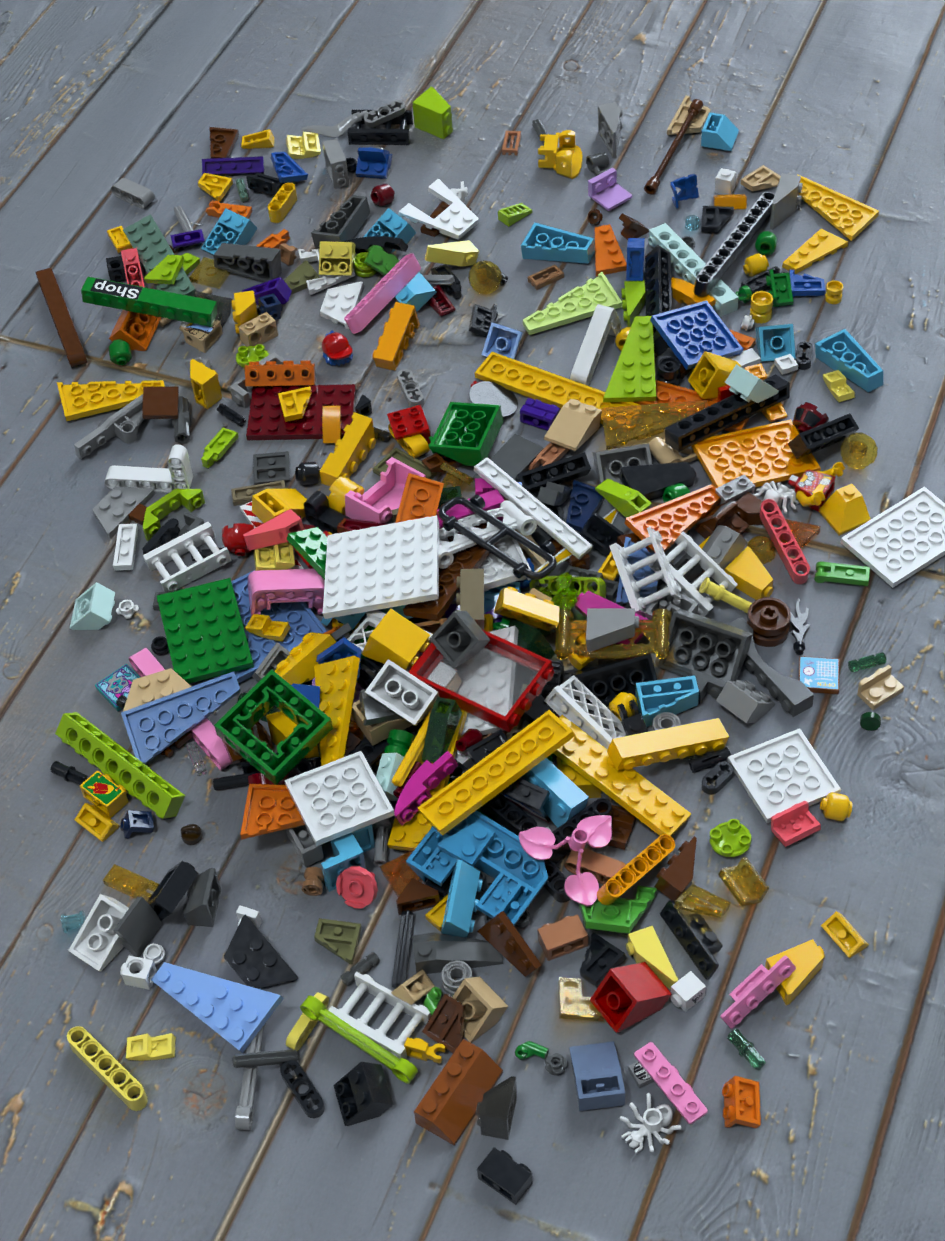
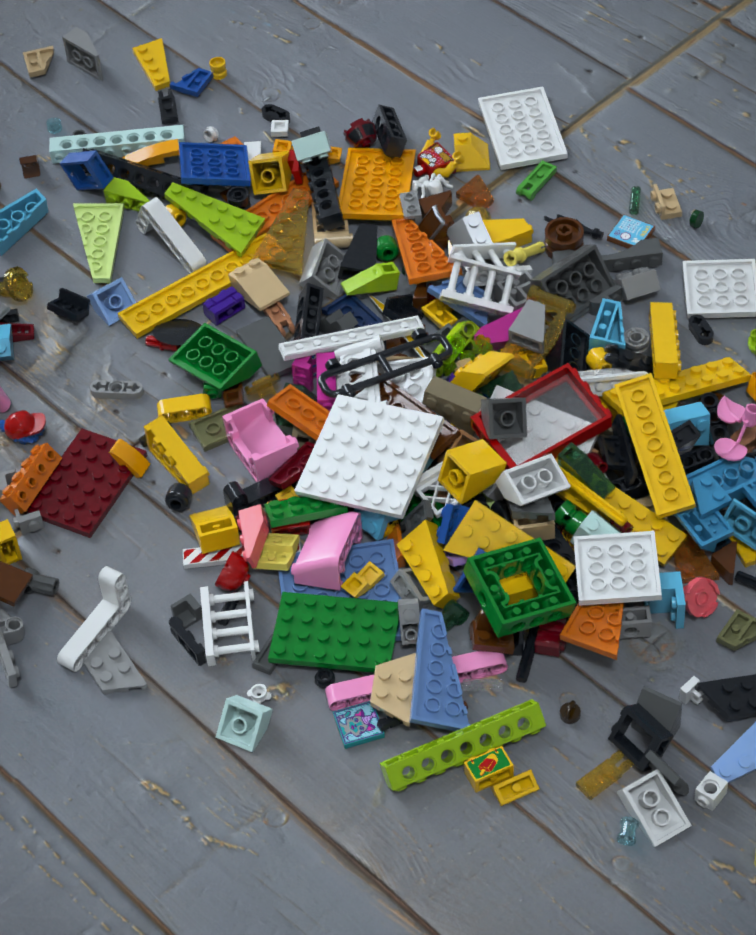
camera: 65 degrees left, 0 degrees up
(68, 773) = (445, 794): black axle -> none
(125, 547) = (175, 673): white plate -> none
(137, 822) = (537, 752): dark blue bracket -> none
(138, 514) = (136, 650): reddish brown tile -> none
(154, 952) = (693, 776): white plate -> none
(189, 498) = (154, 642): lime slope -> none
(218, 446) = (86, 558): lime hinge -> none
(231, 414) = (49, 538): black axle -> none
(240, 665) = (409, 620): none -> light grey slope
(244, 494) = (172, 546): dark tan tile -> none
(271, 467) = (146, 527): dark grey slope -> none
(294, 403) = (82, 478): yellow wing -> none
(313, 883) = (673, 631): medium nougat wheel -> none
(338, 490) = (235, 469): yellow brick -> none
(364, 406) = (118, 429): black slope -> none
(396, 336) = (45, 374): light orange wedge -> none
(409, 423) = (172, 398): red bracket -> none
(420, 784) = (626, 502): dark pink slope -> none
(548, 277) = (42, 256): medium nougat tile -> none
(607, 252) = (57, 195): orange wing -> none
(688, 189) = (12, 112): blue piece -> none
(698, 763) = (682, 326): black pin -> none
(715, 217) = (61, 108): black wing -> none
(725, 182) = (24, 83): white brick -> none
(733, 245) = (117, 102): black beam -> none
(738, 201) = (46, 92): light orange slope -> none
(744, 294) = (176, 119): green tile -> none
(755, 264) = (147, 102): yellow head -> none
(761, 306) = (202, 116): yellow wheel -> none
(766, 243) = (124, 86): green head -> none
(775, 341) = (250, 124): medium azure slope -> none
(780, 288) = (190, 98): green bracket -> none
(784, 549) = (487, 196): coral beam -> none
(838, 386) = (324, 108): light yellow slope -> none
(841, 211) = (121, 27): yellow wing -> none
(846, 355) = (310, 86): medium azure wedge -> none
(858, 450) = (416, 118): clear yellow tile -> none

